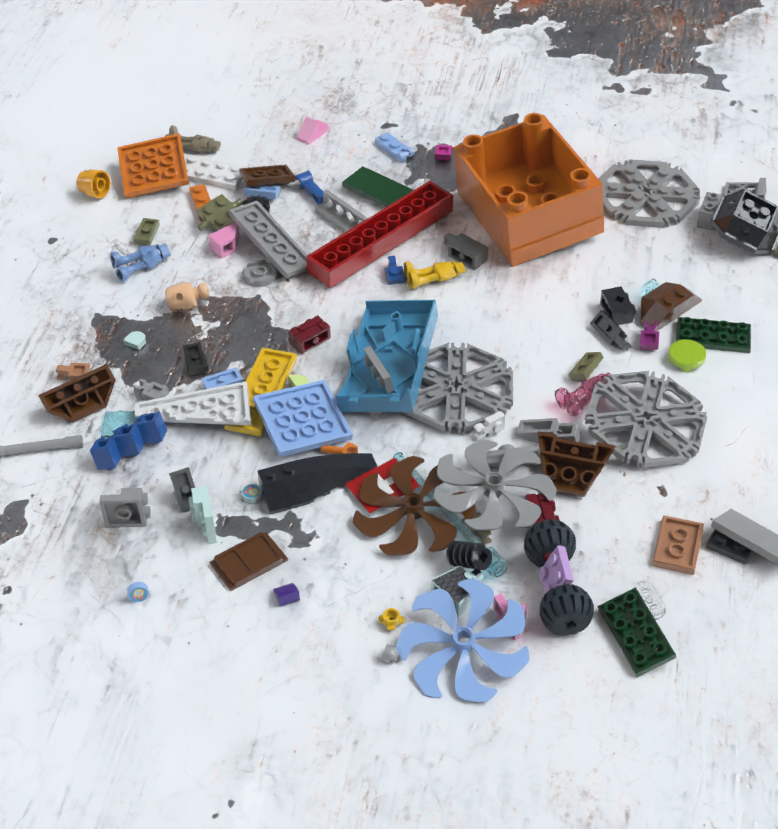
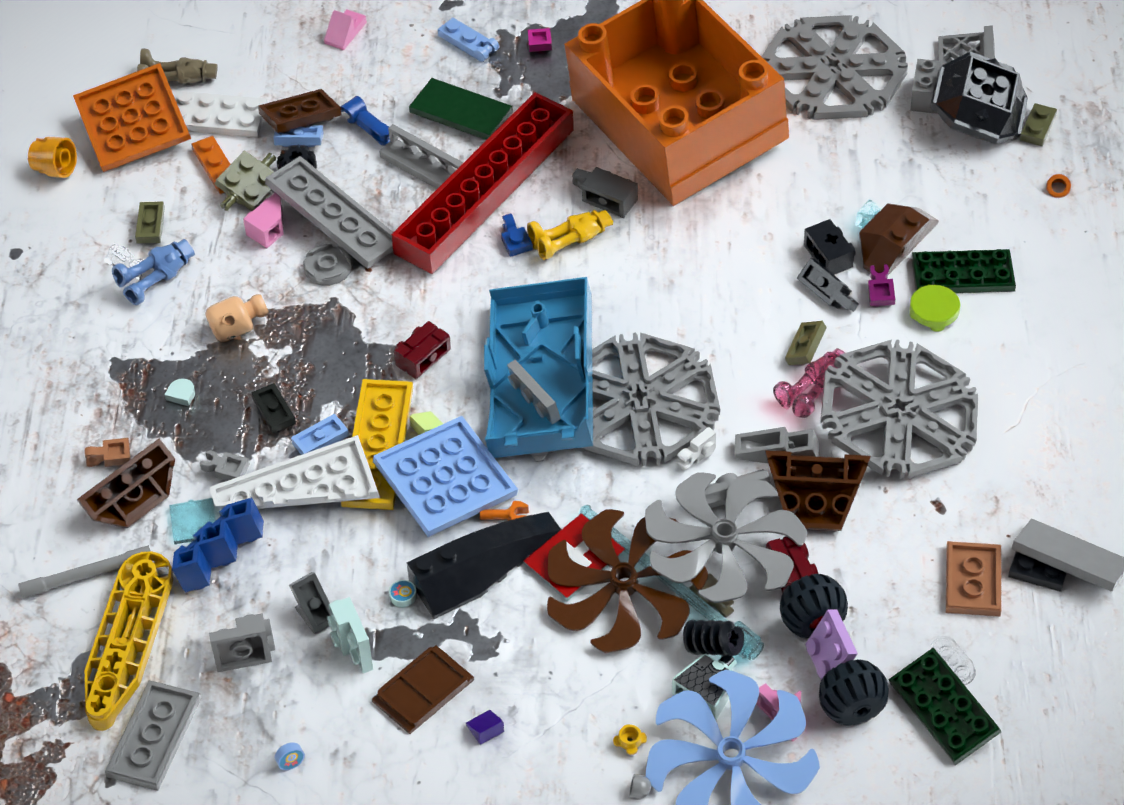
camera: 10 degrees left, 5 degrees up
(46, 494) = (138, 595): none -> yellow beam
(46, 563) = (153, 735): none -> light grey tile

